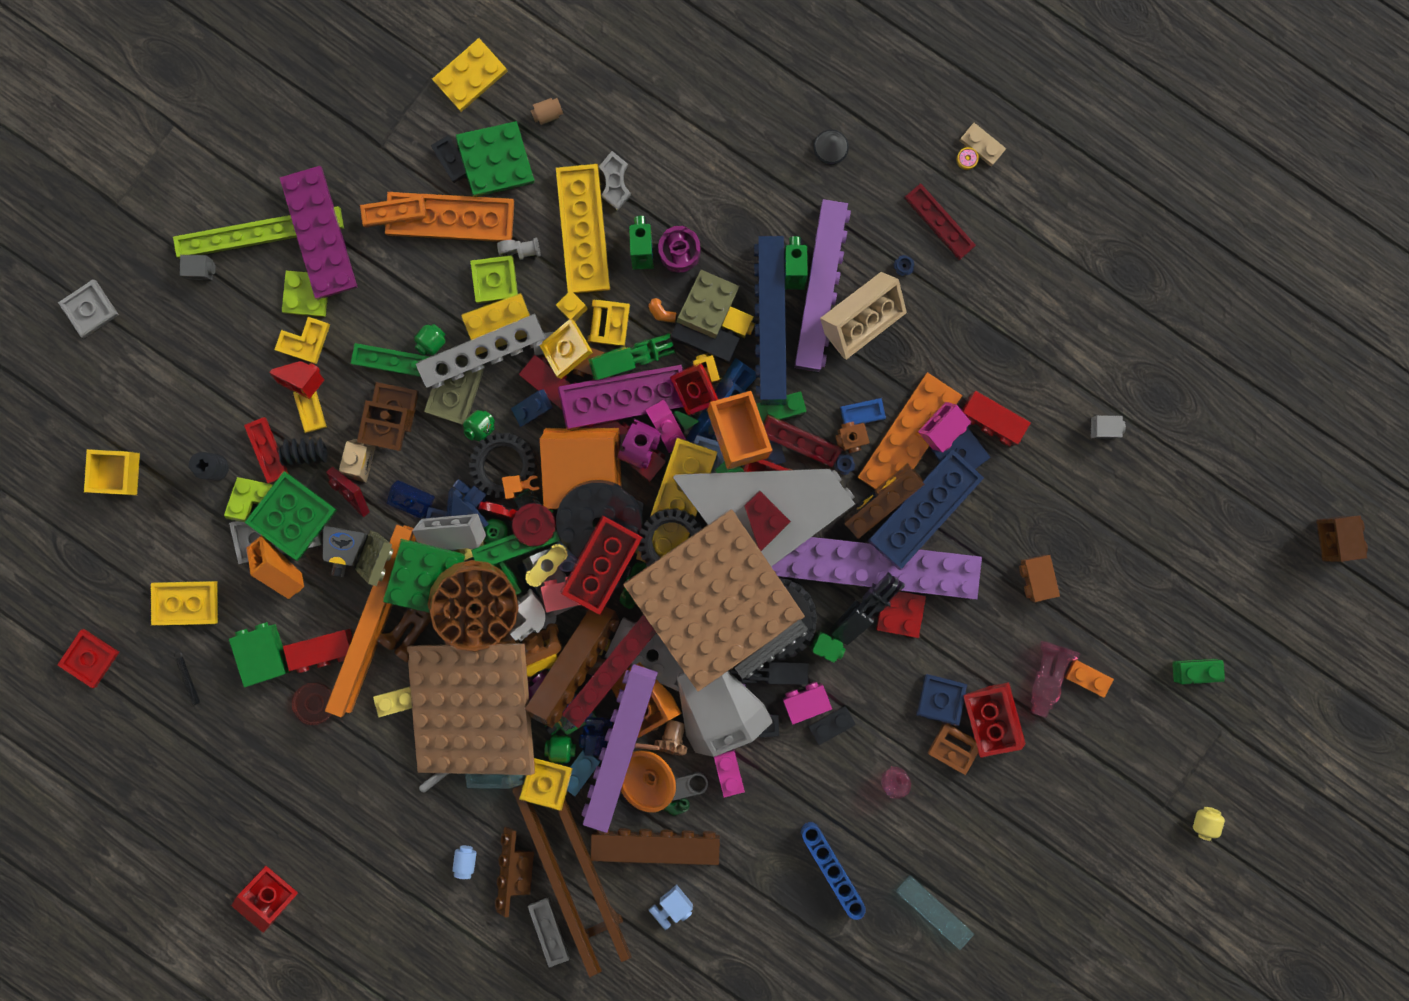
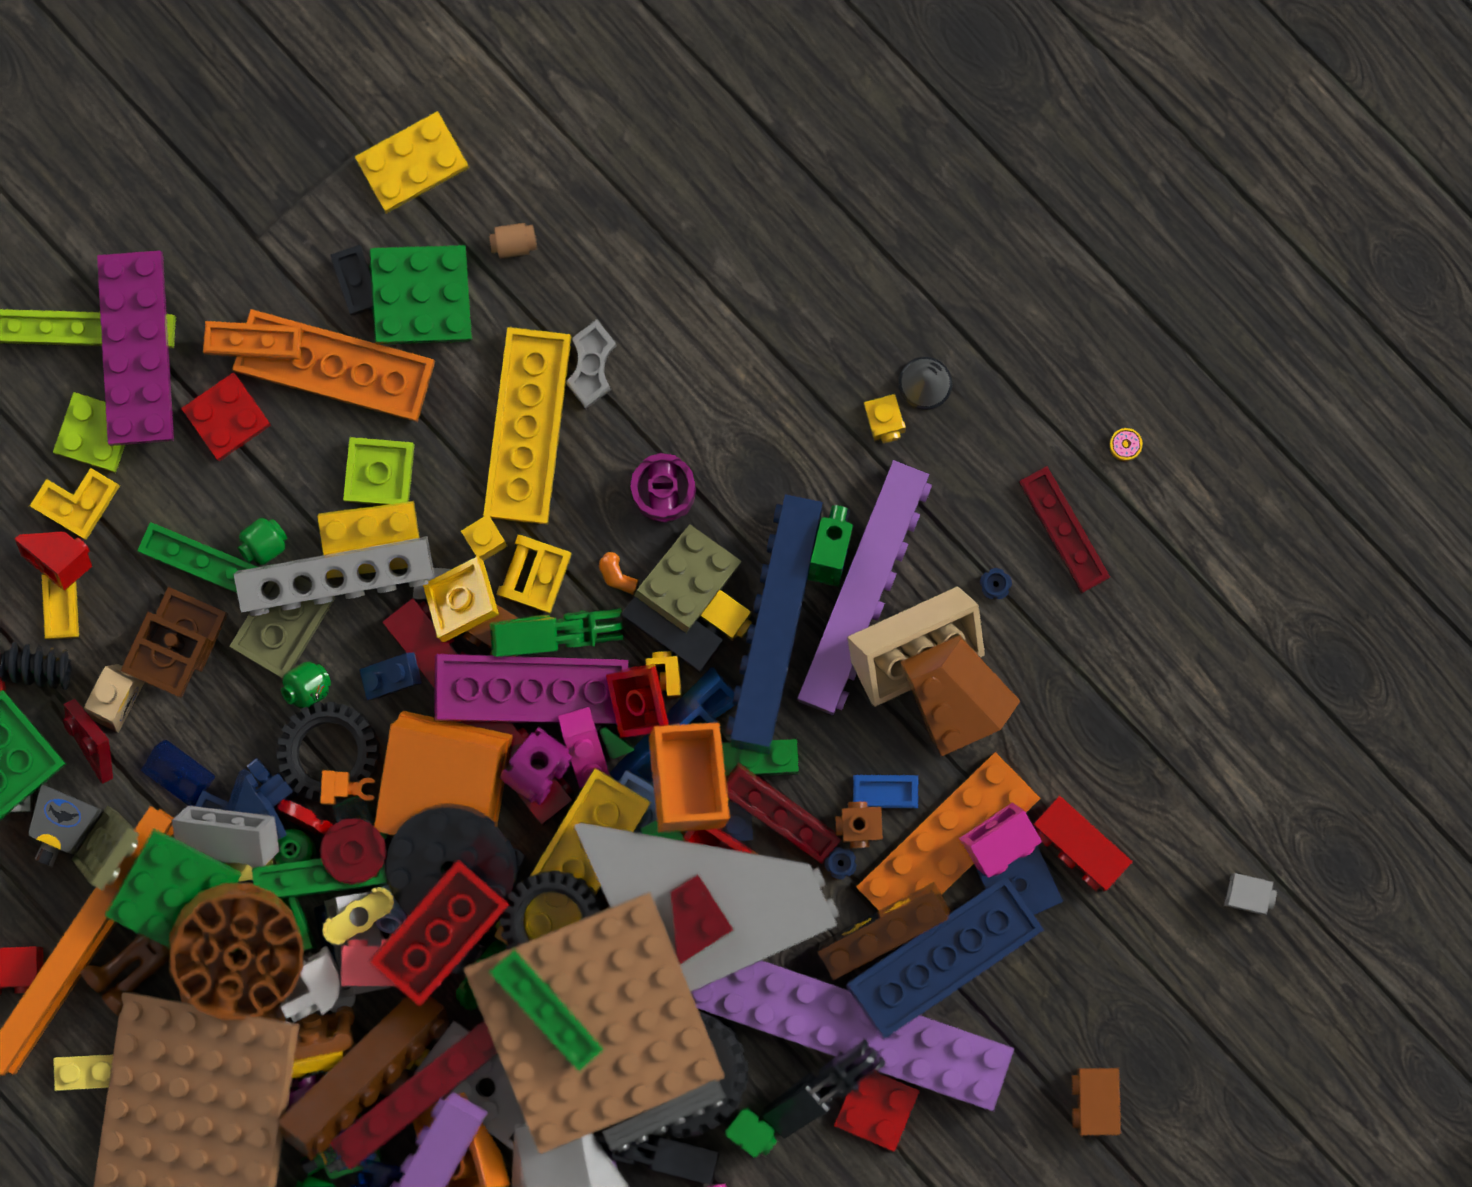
camera: 20 degrees right, 5 degrees down
(388, 265) = (226, 416): none -> red plate
(523, 249) = (431, 436): light grey connector -> none
(641, 244) = (608, 467): green torso -> none
(682, 599) = (546, 1010): none -> green plate
(810, 175) = (885, 418): none -> yellow bracket
(896, 340) = (958, 694): none -> dark orange wedge
(985, 145) = (1154, 428): tan plate -> none

